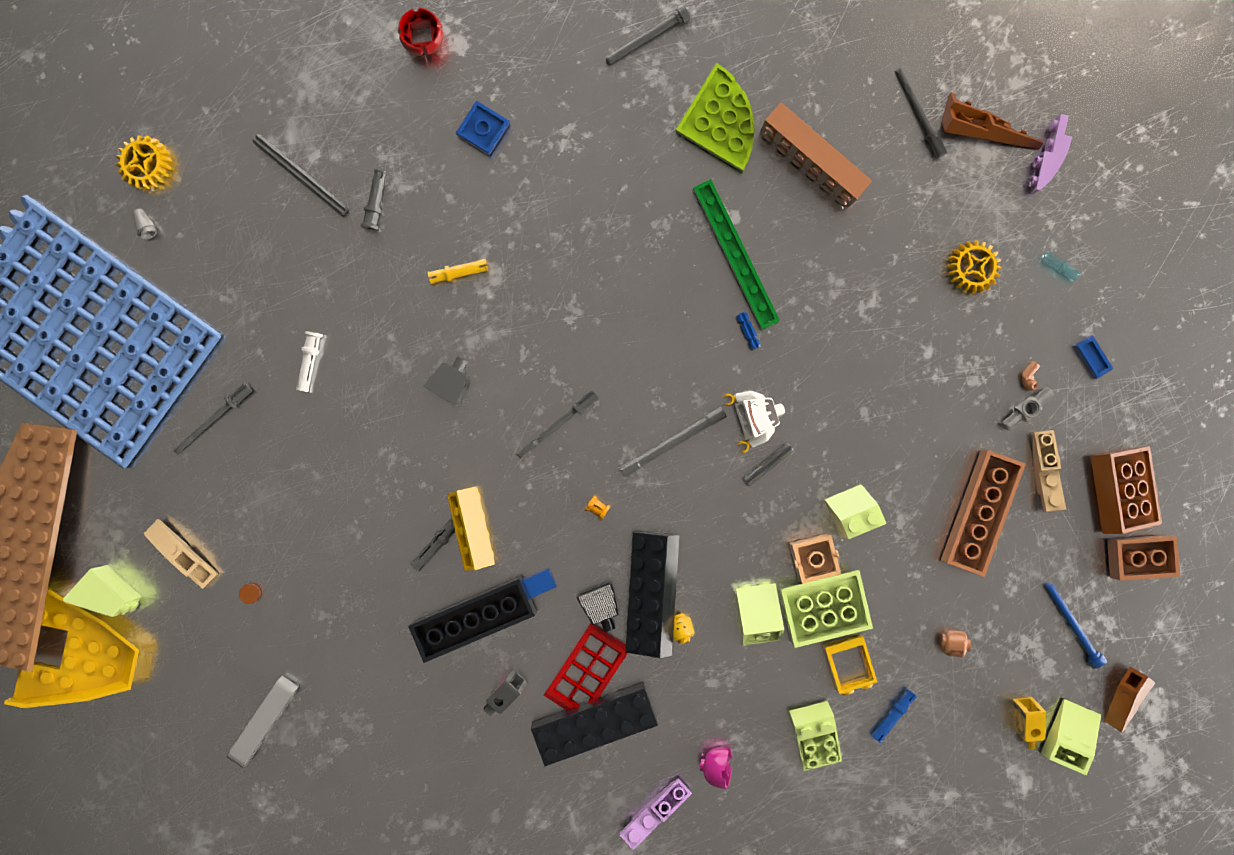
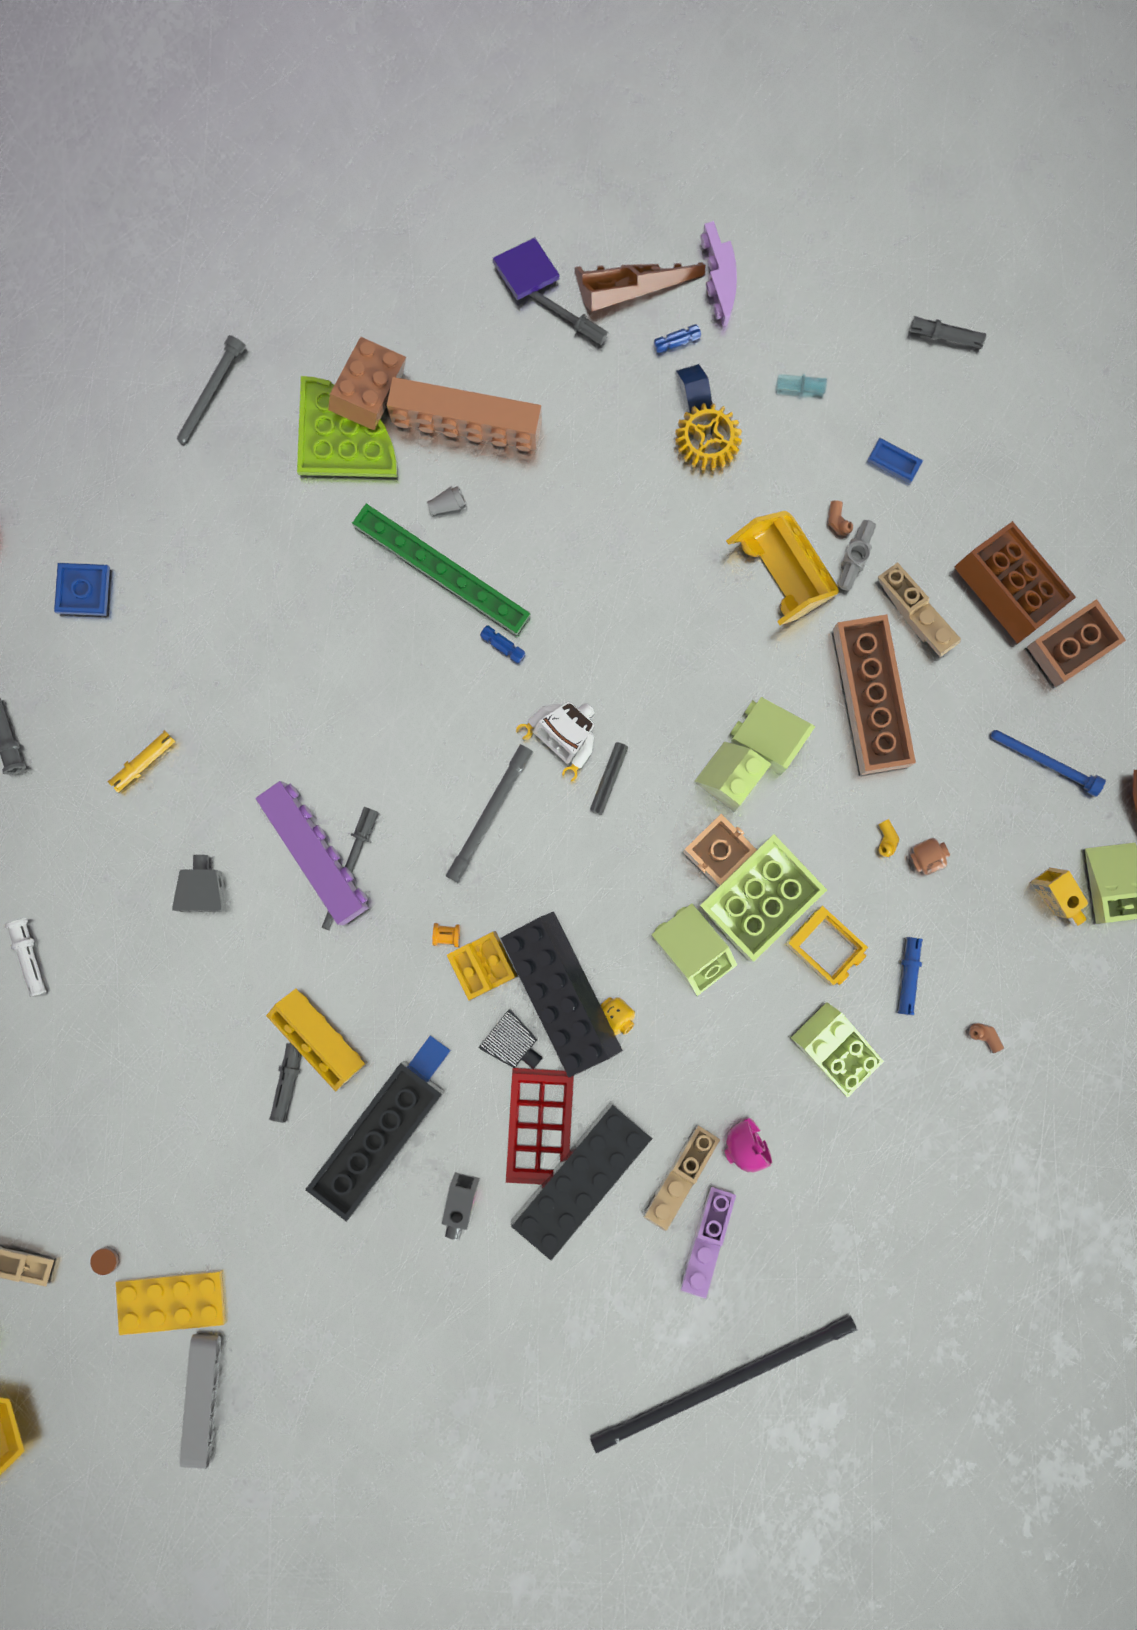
camera: 30 degrees left, 5 degrees down
(278, 645) = (170, 1302): none -> yellow plate
(538, 401) = (312, 853): none -> medium lavender brick
(609, 542) = (482, 965): none -> yellow slope
(662, 760) = (681, 1178): none -> tan slope
(759, 94) = (365, 383): none -> nougat brick
(768, 209) = (448, 500): none -> light grey cone
(897, 499) = (772, 733): none -> yellowish green slope
(916, 74) = (526, 268): none -> dark purple tile
(923, 785) = (988, 1034): none -> nougat arm
(934, 616) = (890, 839): none -> yellow arm
(978, 388) = (790, 561): none -> yellow windscreen
(985, 226) = (694, 387): none -> dark blue slope
(992, 184) = (677, 338): none -> blue axle
(1181, 284) = (948, 332): none -> dark grey pin

